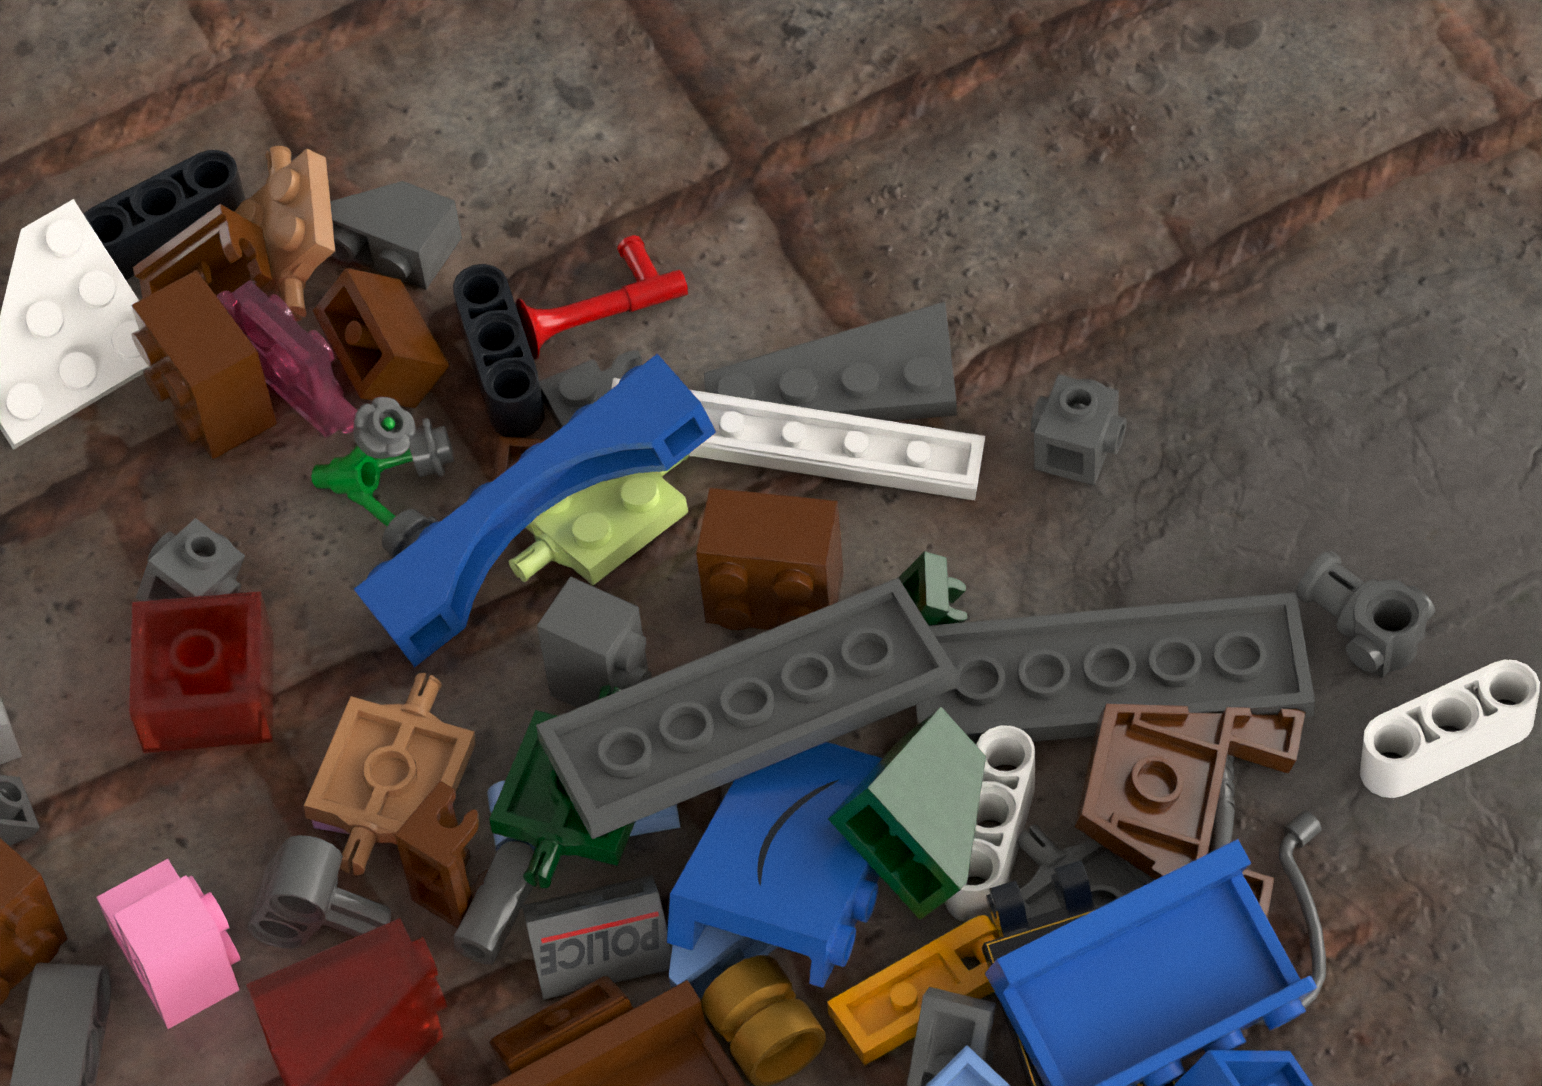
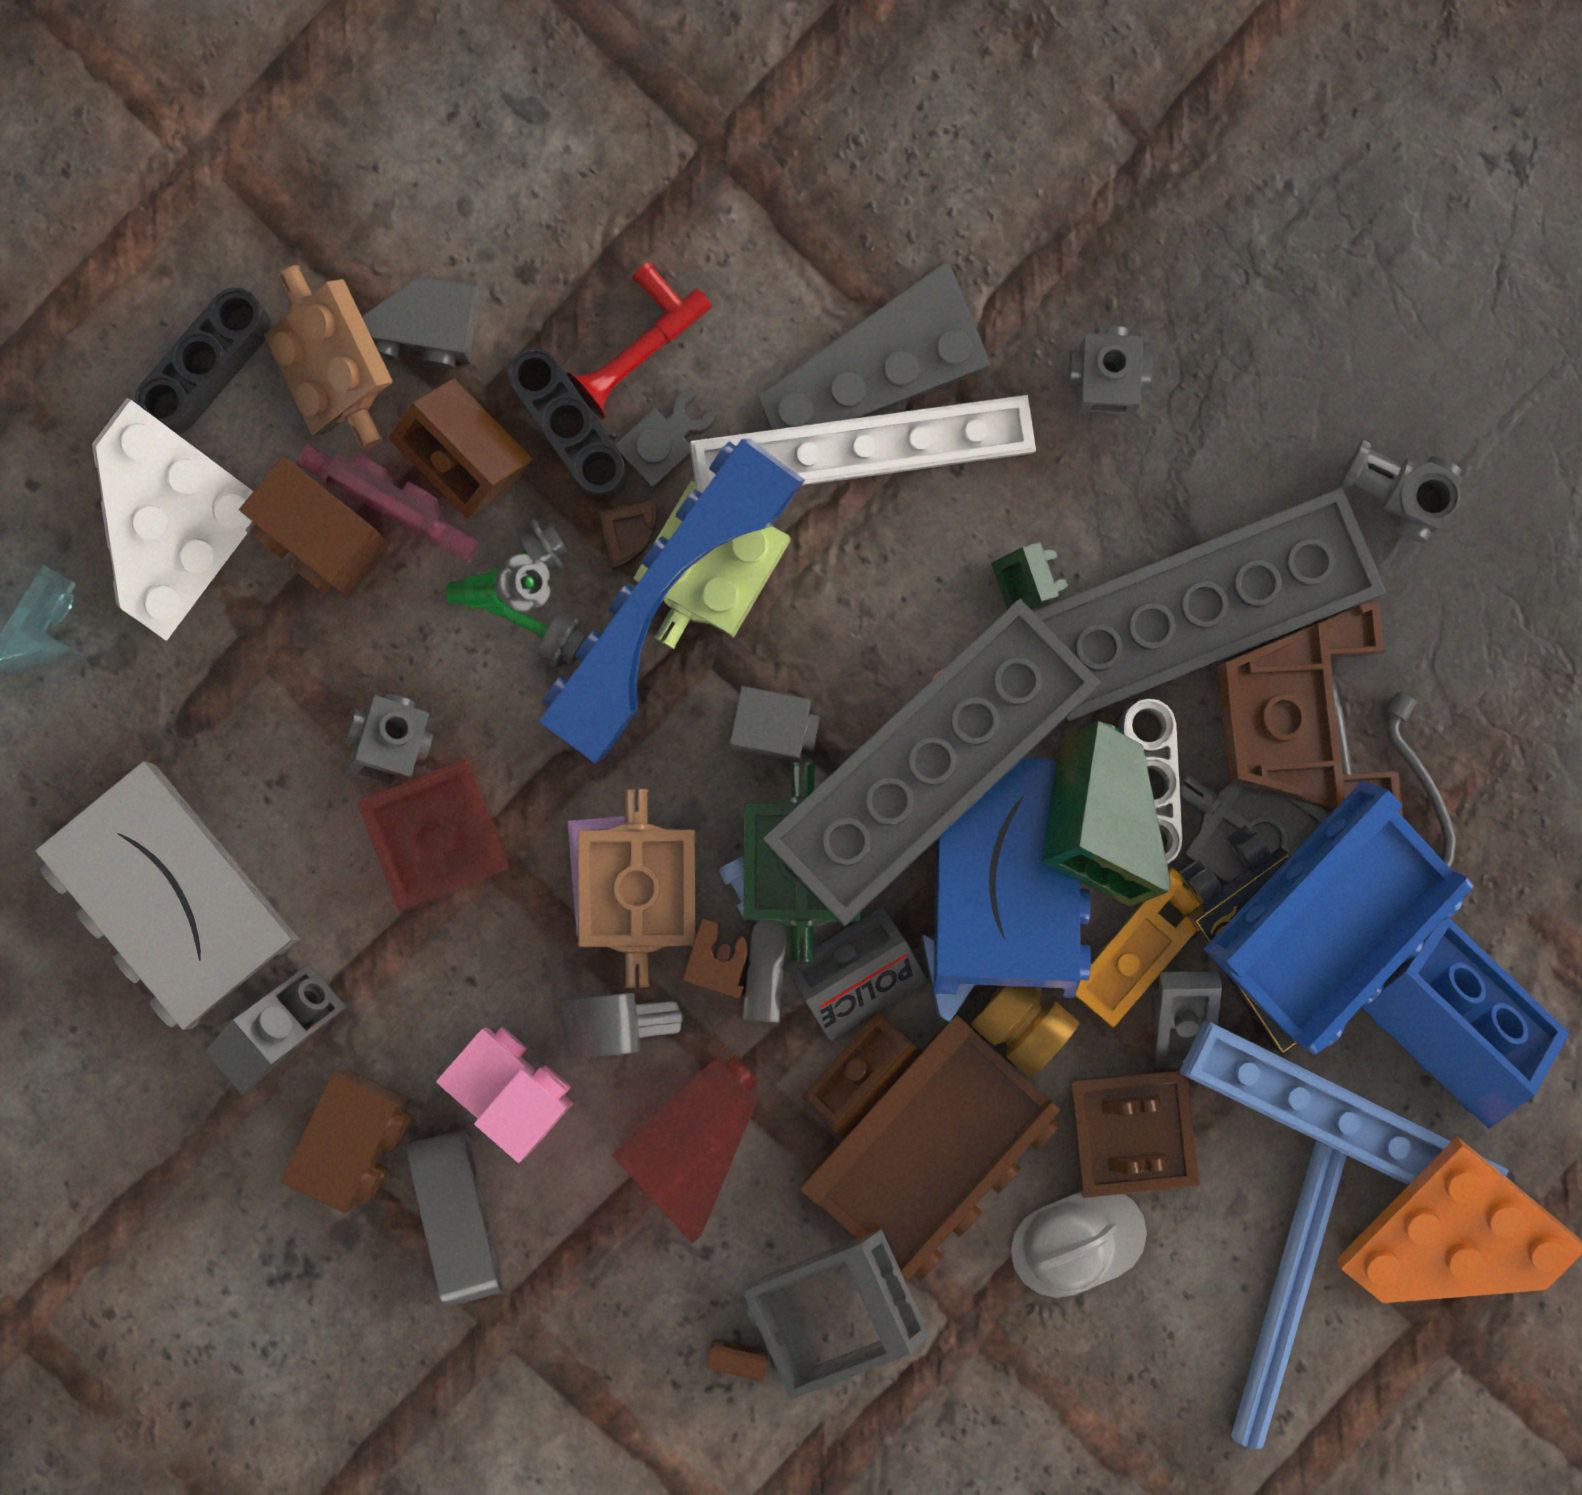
camera: 25 degrees left, 30 degrees up
(219, 246) = (274, 423): reddish brown hinge -> none
(767, 558) = (894, 595): reddish brown brick -> none
(1464, 704) = (1527, 574): white beam -> none

